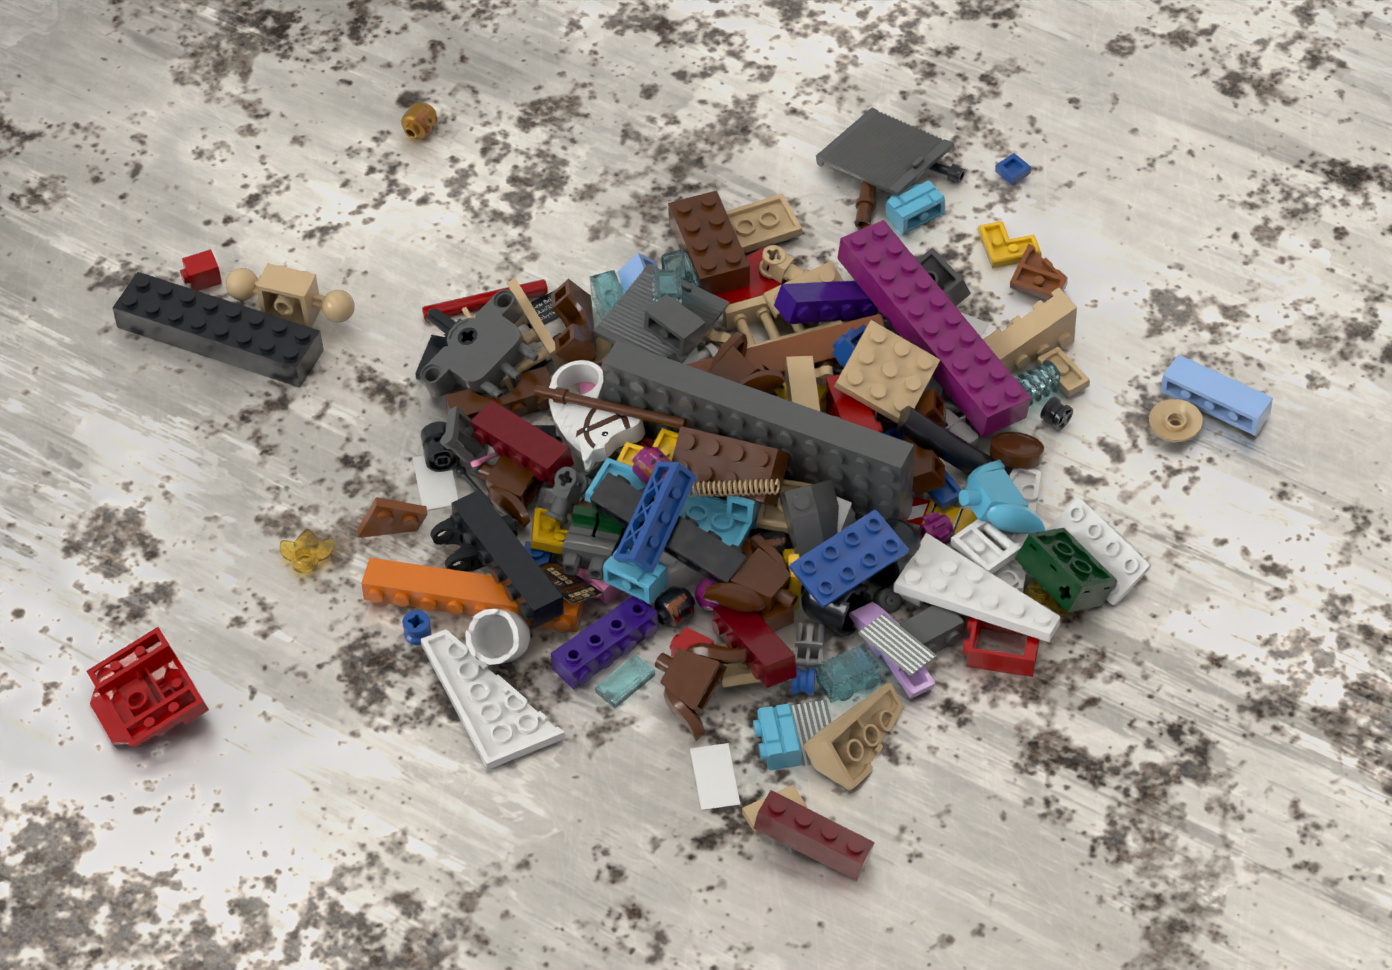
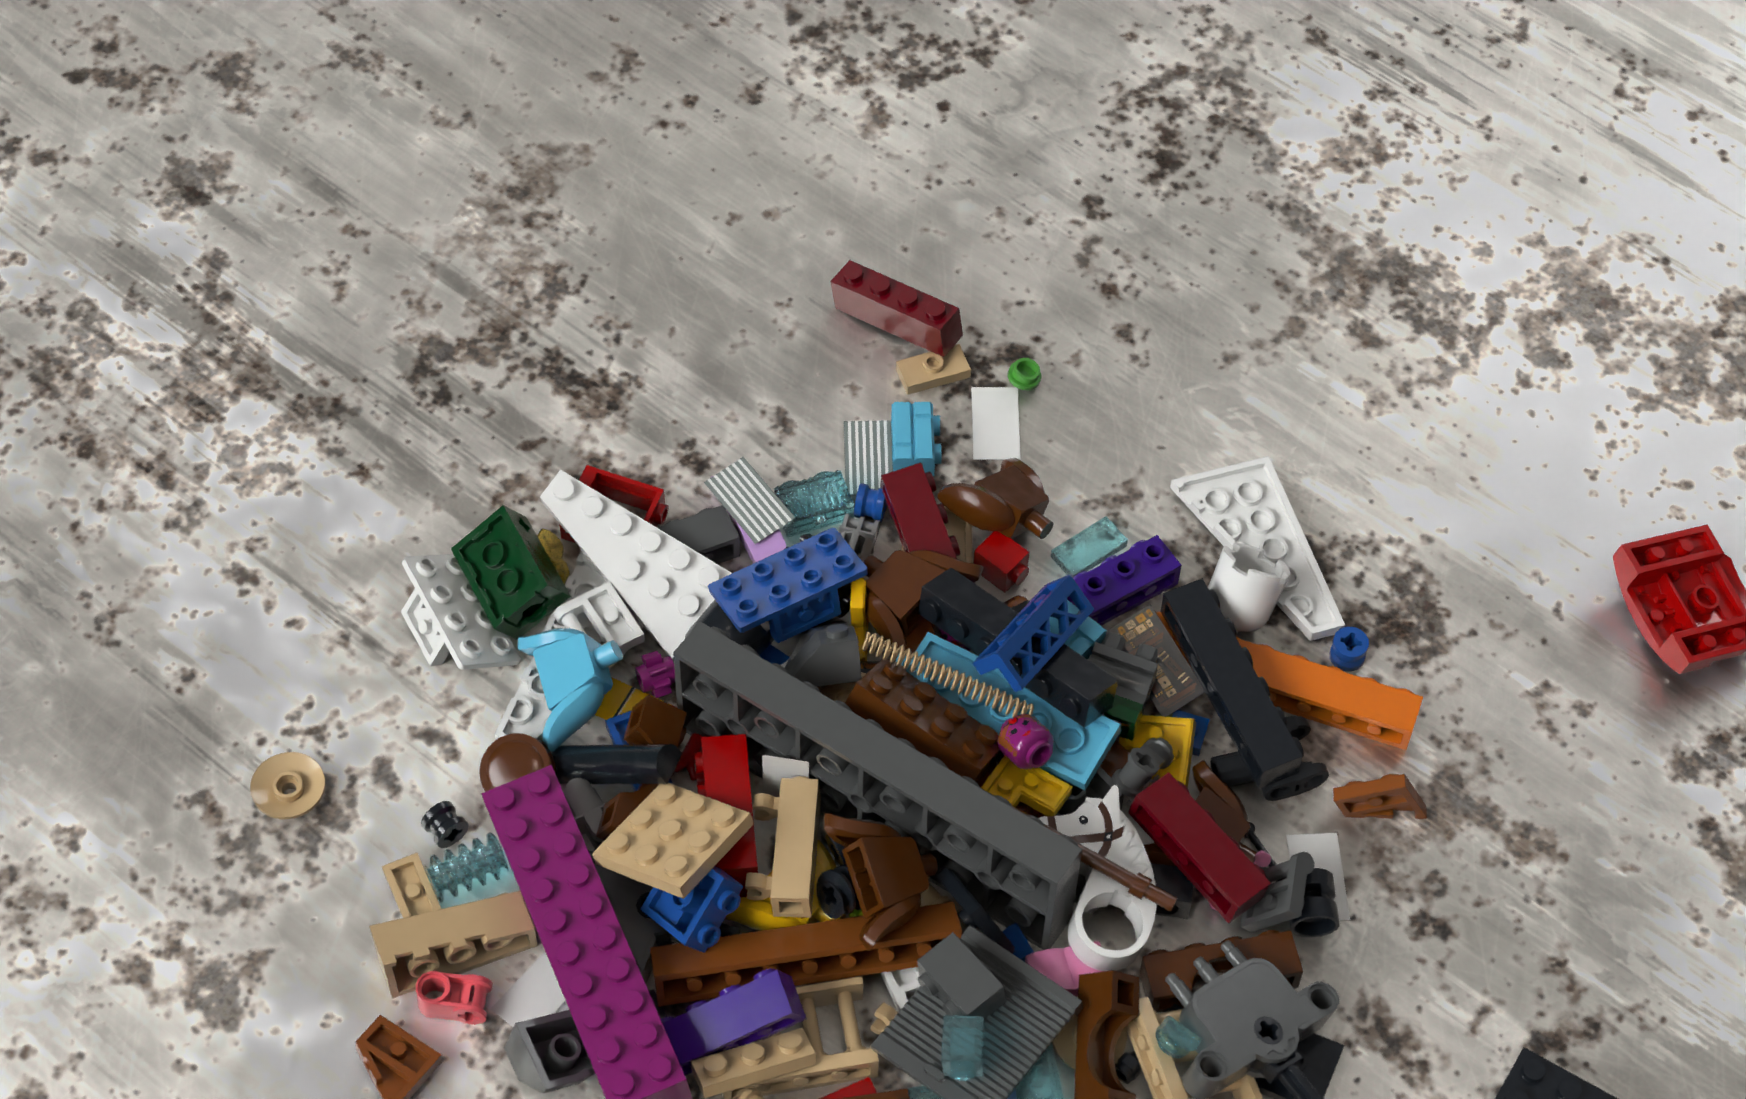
camera: 175 degrees left, 5 degrees up
(306, 551) = (1496, 791): clear yellow plate -> none
(529, 325) = (1176, 1038): none -> clear light blue plate
(696, 811) = (1024, 374): none -> bright green plate
(852, 740) = (838, 414): tan wedge -> none
(1010, 310) = (456, 998): none -> coral piece
(1217, 394) = (217, 809): light blue brick -> none

